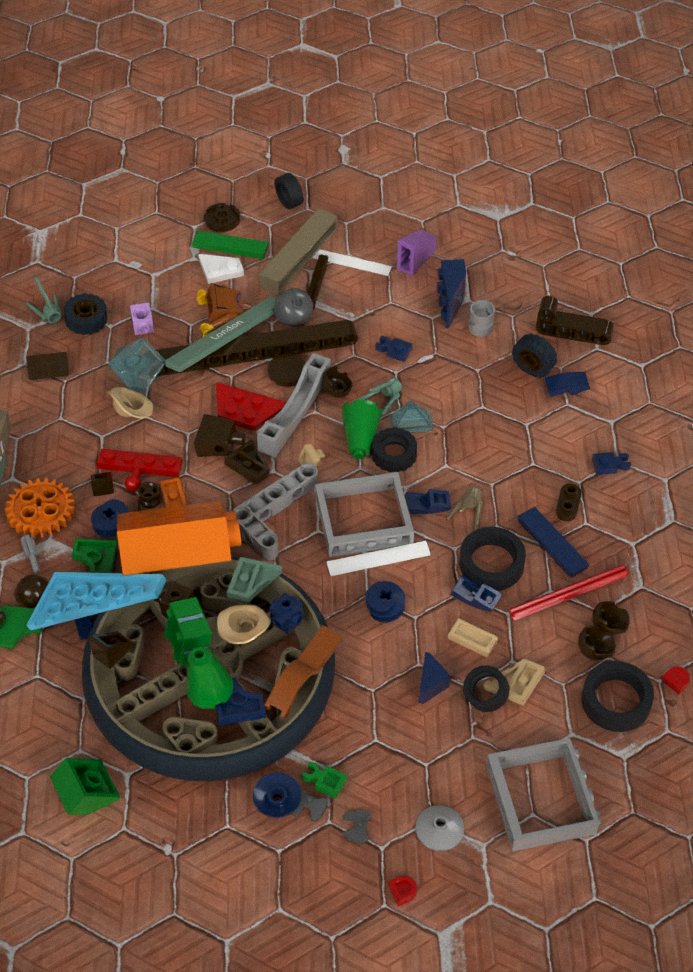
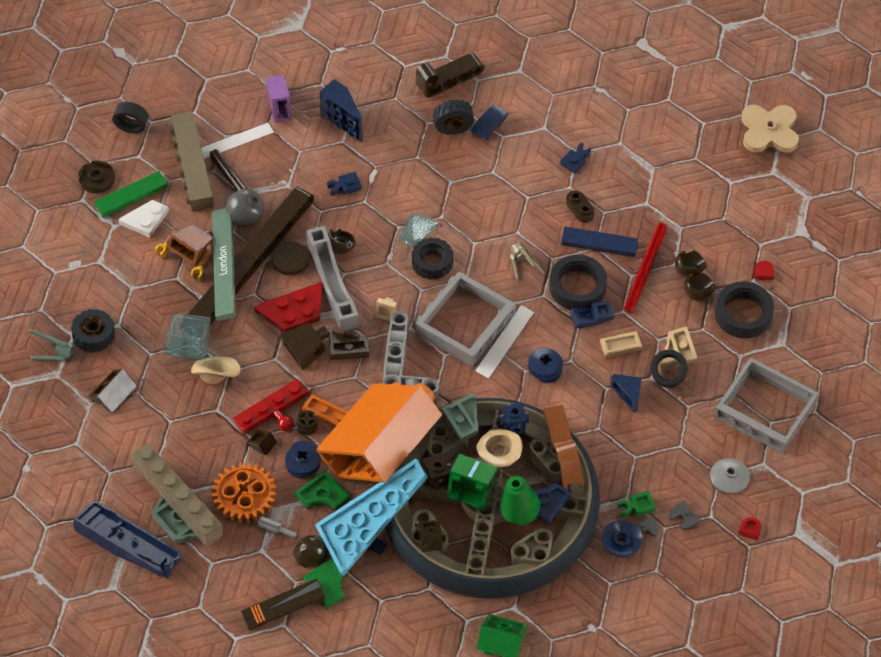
camera: 45 degrees left, 5 degrees up
(141, 318) = (139, 295): lavender brick -> none
(360, 426) = (396, 260): green cone -> none
(389, 389) = (379, 217): sand green plant -> none
(432, 502) = (496, 275): dark blue slope -> none
(481, 318) = (383, 116): light grey wheel -> none

